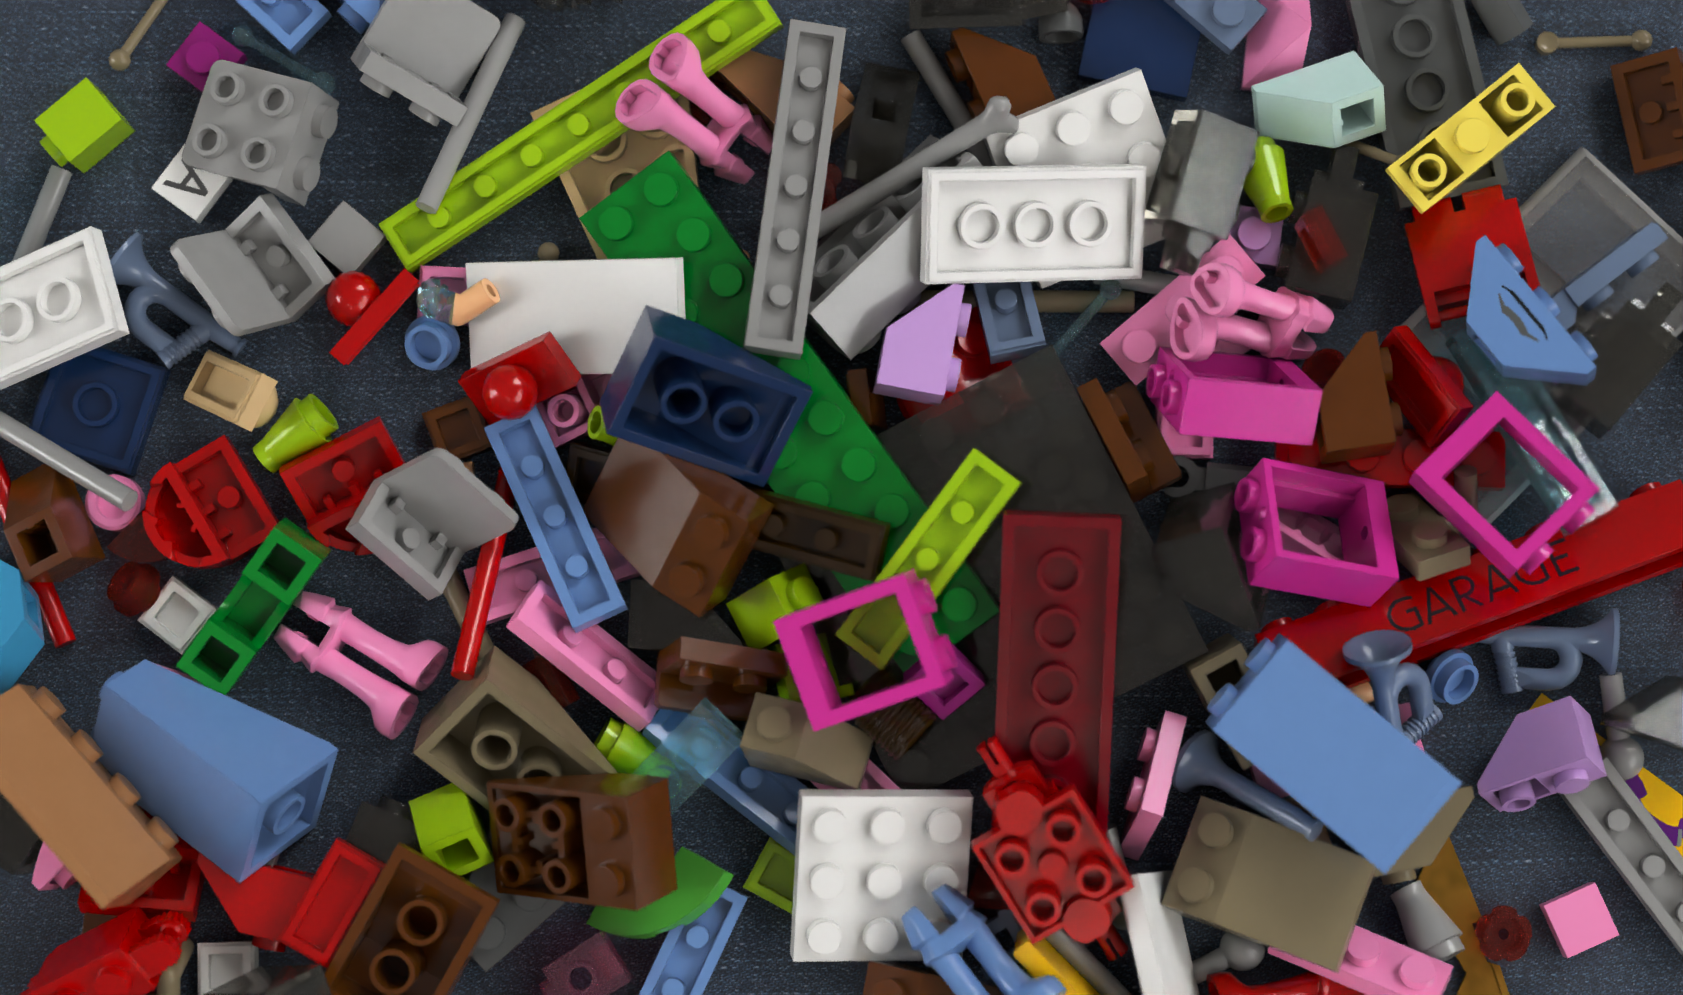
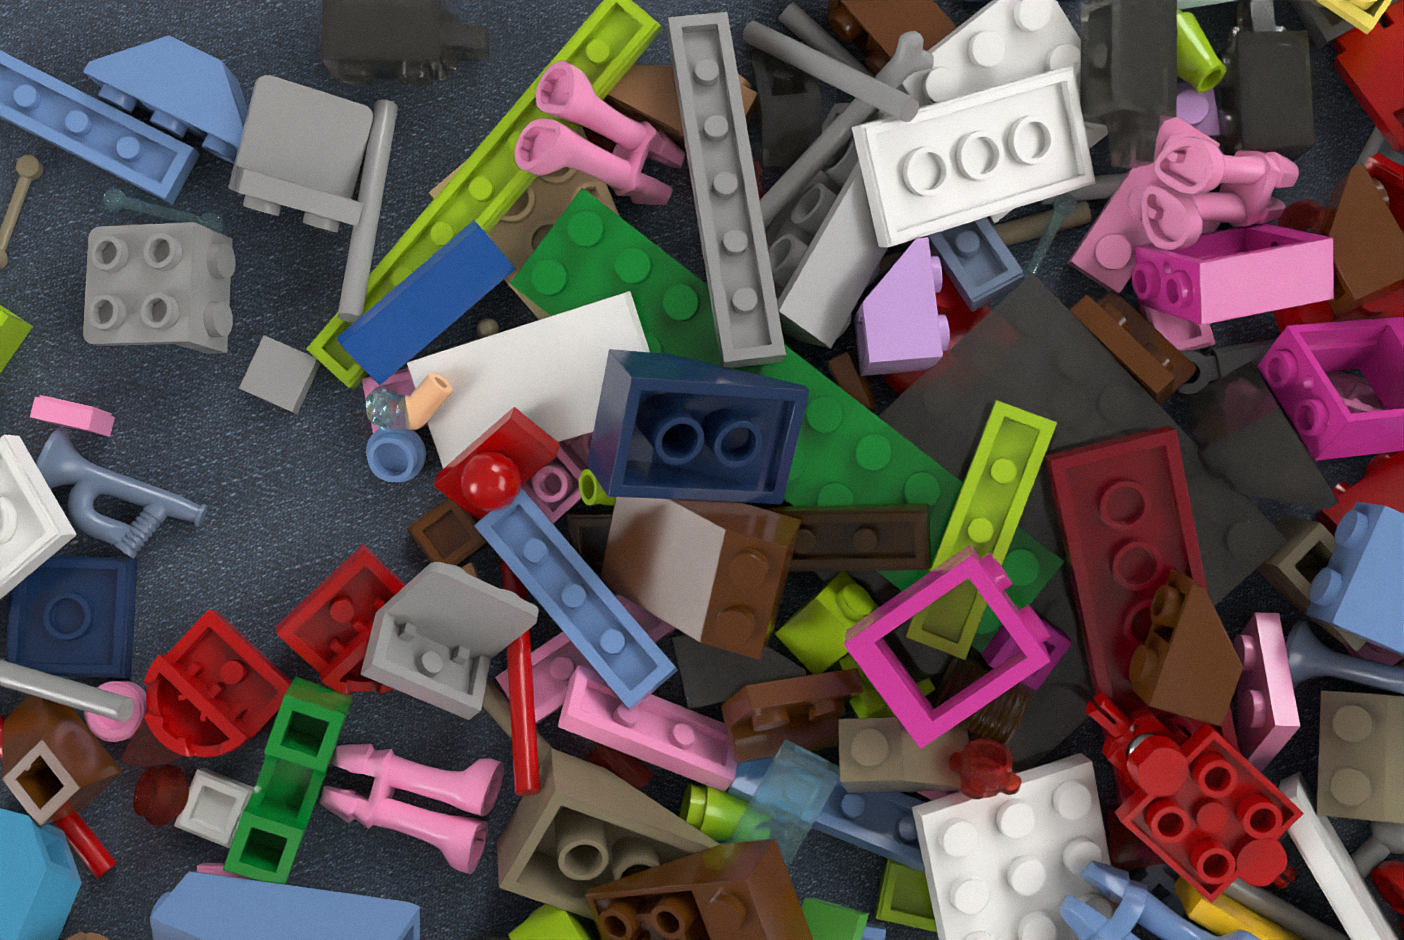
camera: 20 degrees left, 0 degrees up
(149, 223) = (72, 415): none -> bright pink tile
(190, 188) = (105, 367): white tile -> none
(199, 53) = (72, 228): magenta plate -> none
(233, 391) = (206, 563): tan tile -> none
(255, 269) = (191, 433): light grey bracket -> none
(298, 430) = (283, 585): lime cone -> none
(357, 302) = (307, 434): red tile -> none
(498, 214) = (426, 303): none -> blue tile
(871, 773) = (985, 769): none -> clear red plate
(924, 107) = (832, 71): none -> light grey bar
(1076, 724) = (1186, 656): none -> reddish brown slope
(1320, 239) = (1272, 88): clear red tile -> none

